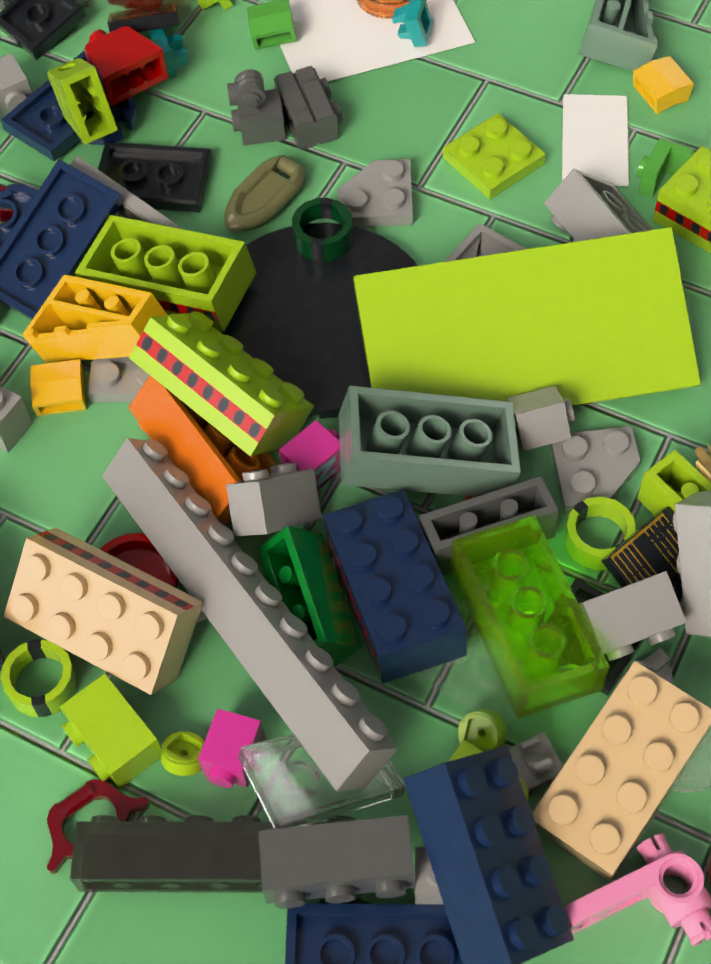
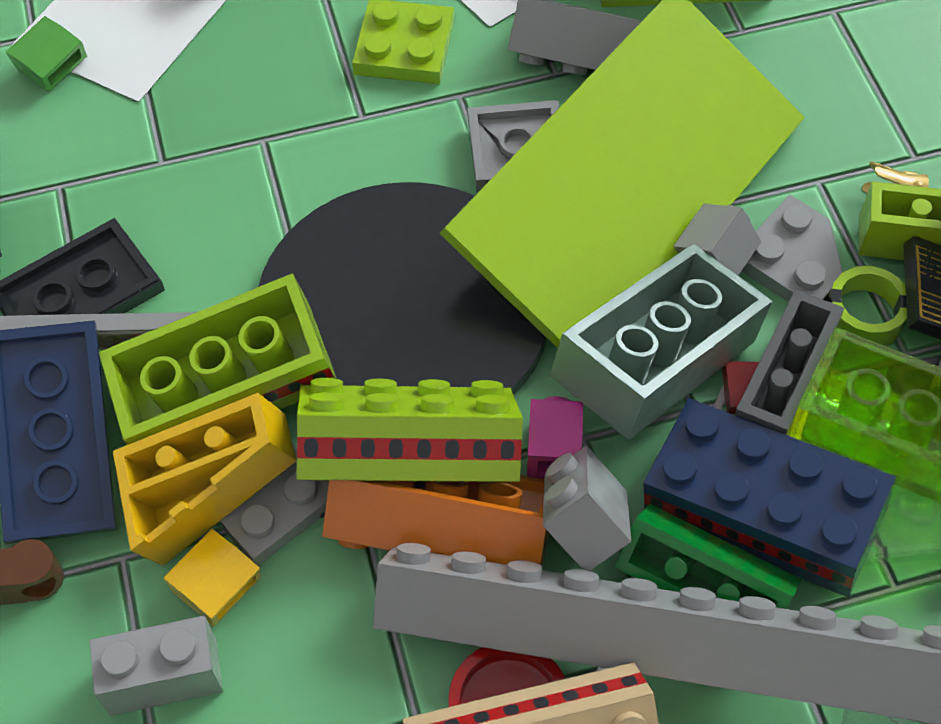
camera: 45 degrees left, 0 degrees up
(258, 110) = (131, 145): dark grey brick -> none
(263, 193) = (220, 225): olive piece -> none
(308, 107) = (176, 110): dark grey brick -> none
(326, 248) = (328, 240): dark green piece -> none
(380, 194) = (336, 150): light grey plate -> none

